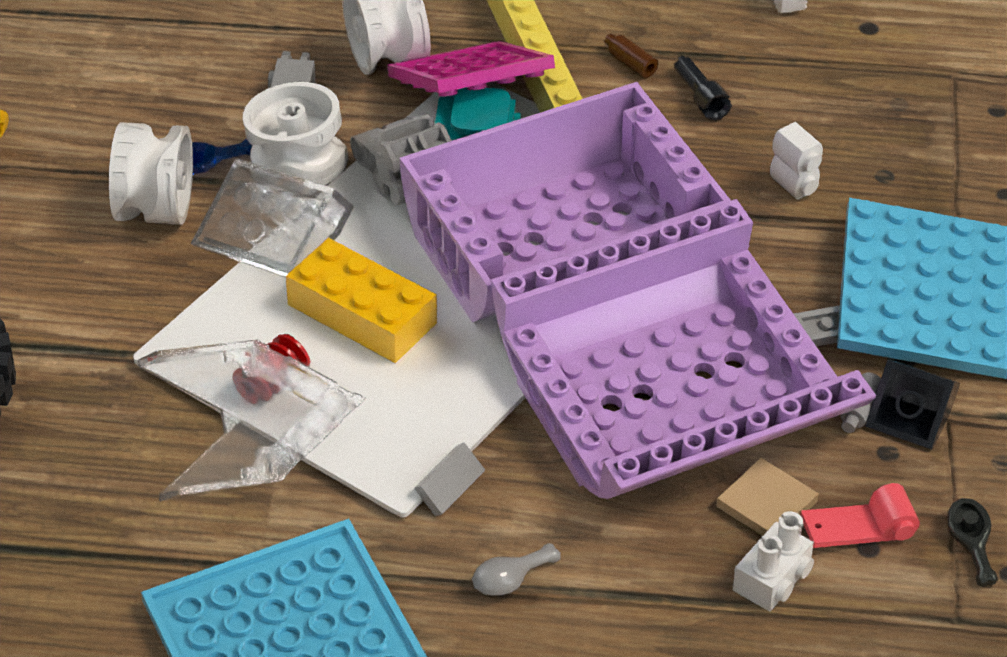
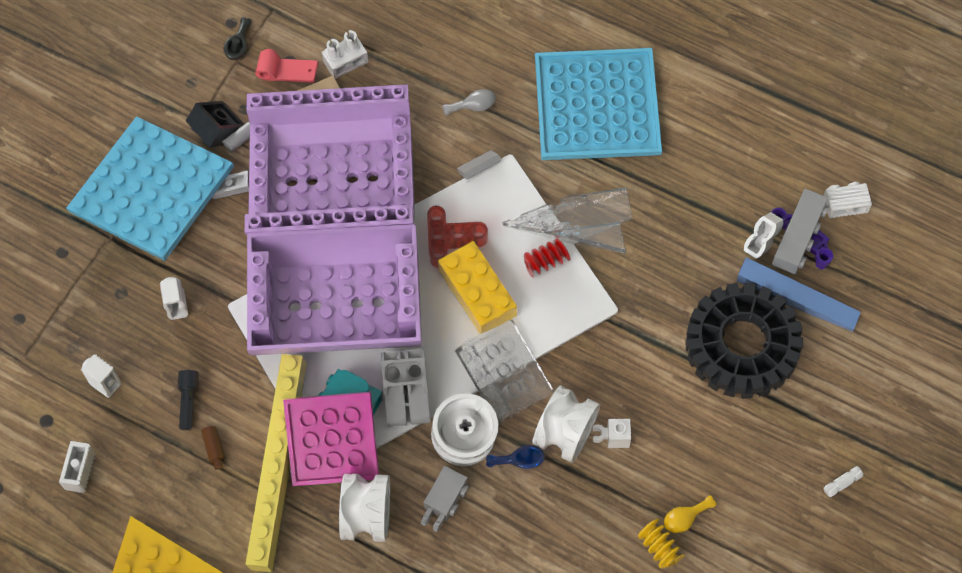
camera: 155 degrees left, 20 degrees up
(78, 211) = (617, 433): none -> white brick
(445, 351) = (448, 230): none -> clear red beam
(827, 59) = (101, 375): none -> white brick

